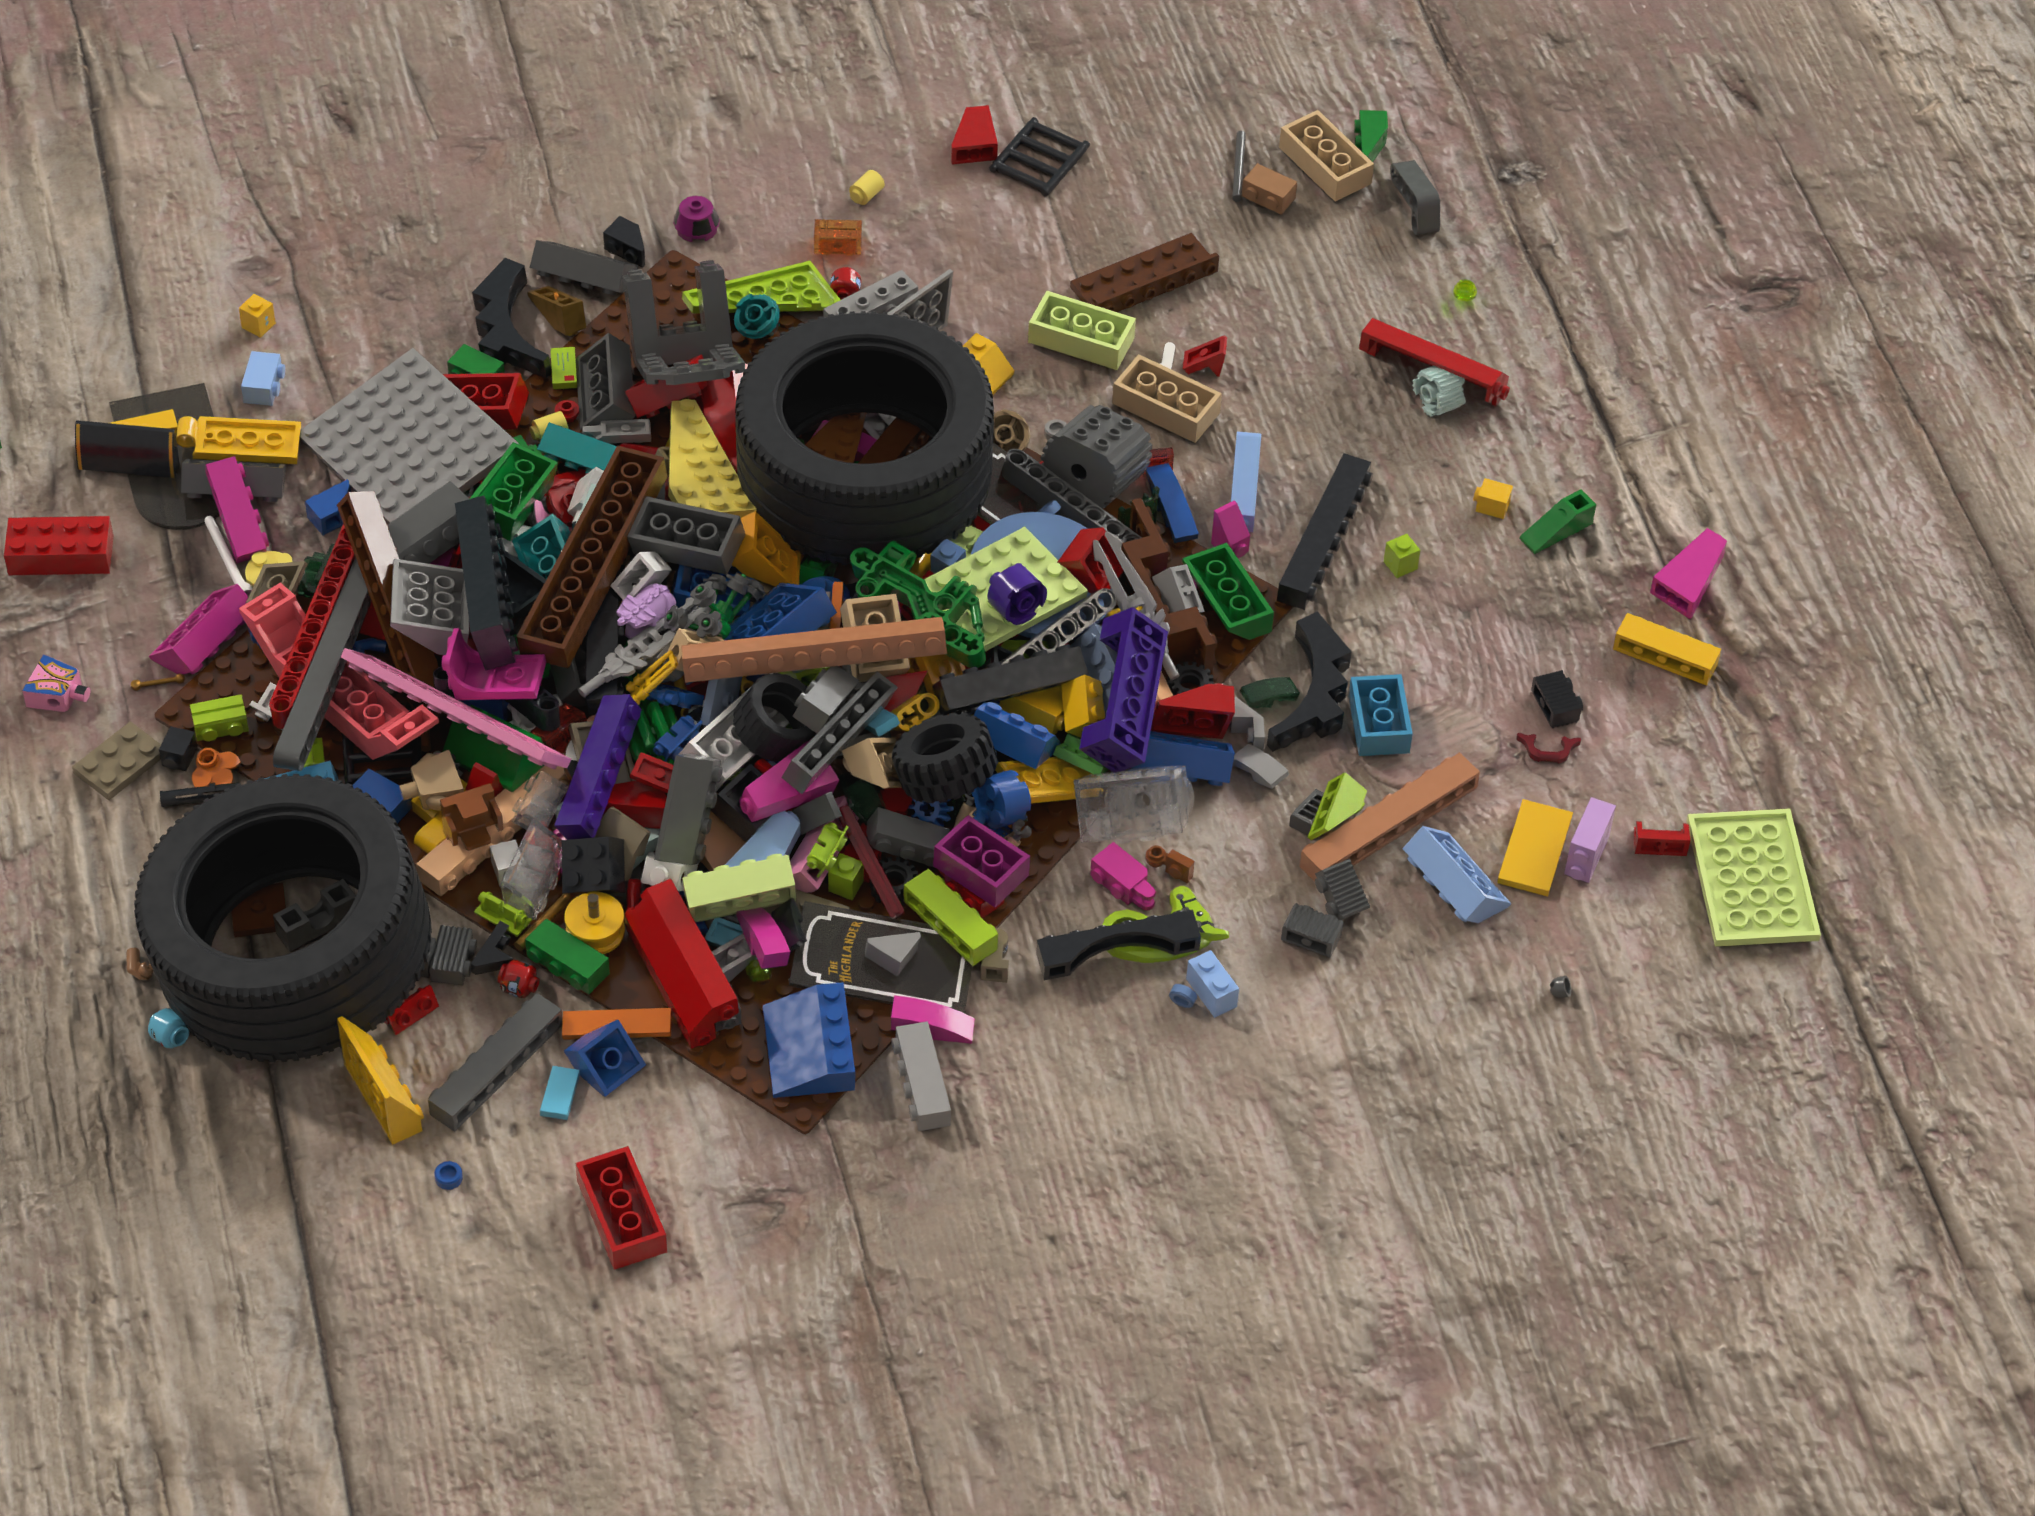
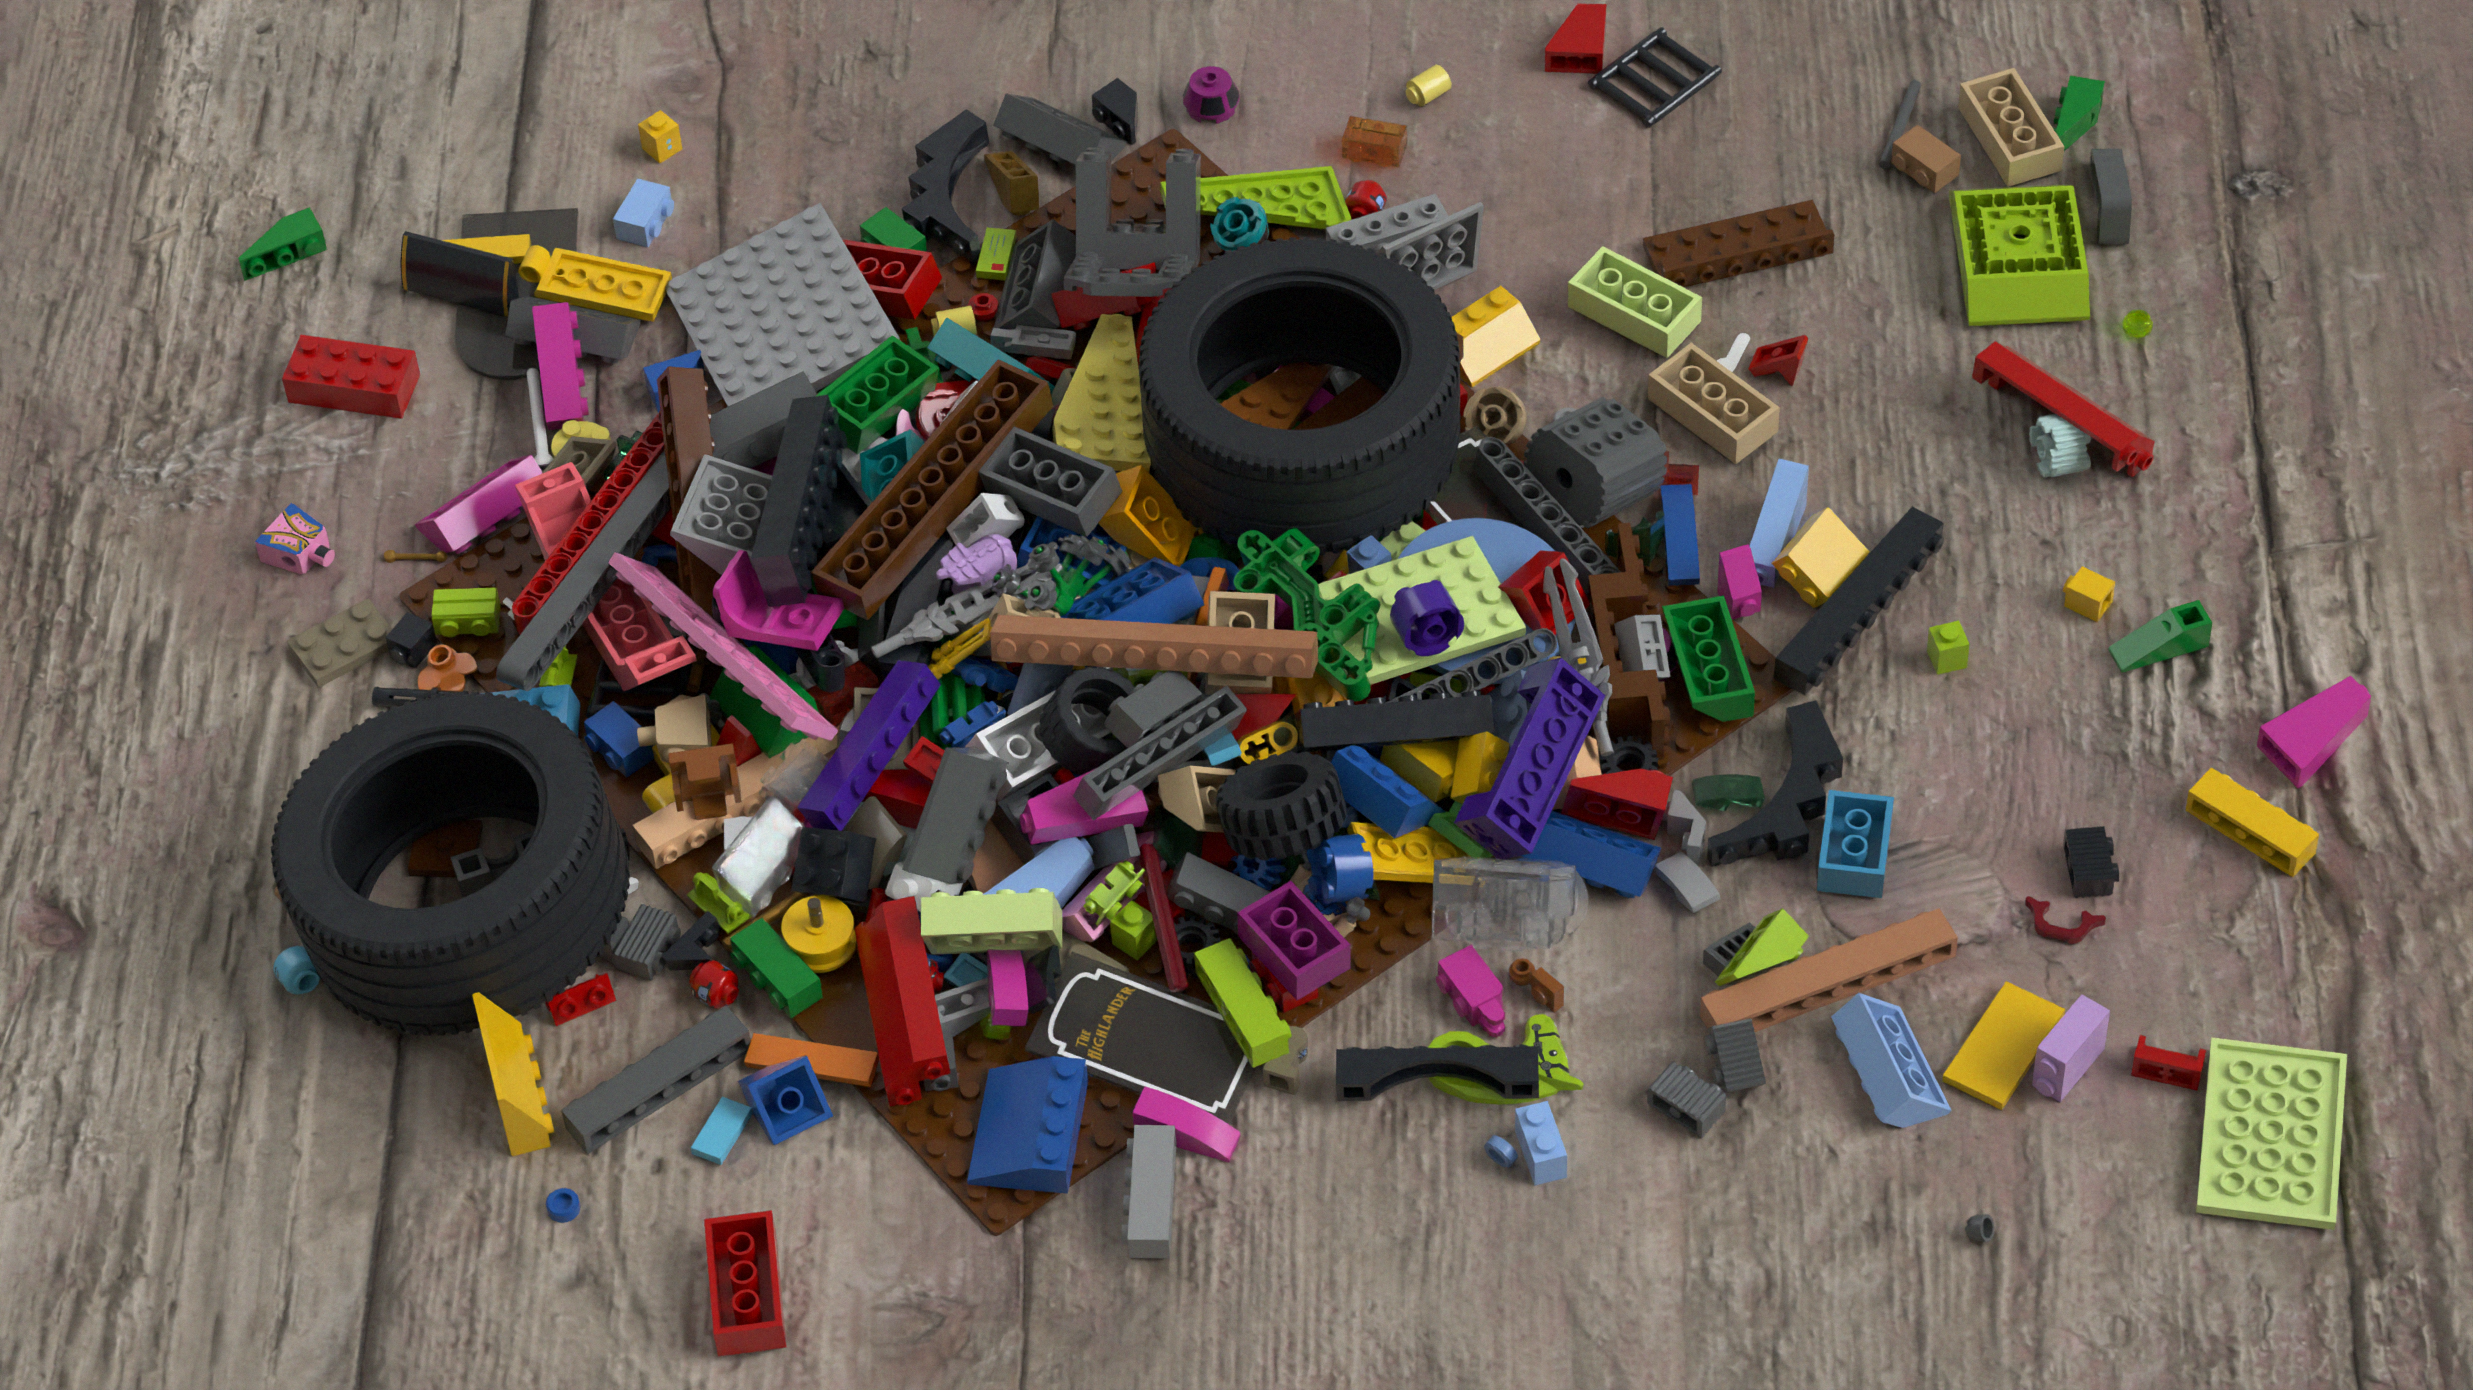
camera: 20 degrees right, 0 degrees up
(893, 951) = (1160, 1031): light grey slope -> none
(1051, 507) = (1517, 517): medium blue tile -> none
(1286, 503) = (1820, 557): none -> yellow brick
(1365, 269) = (2015, 277): none -> lime slope

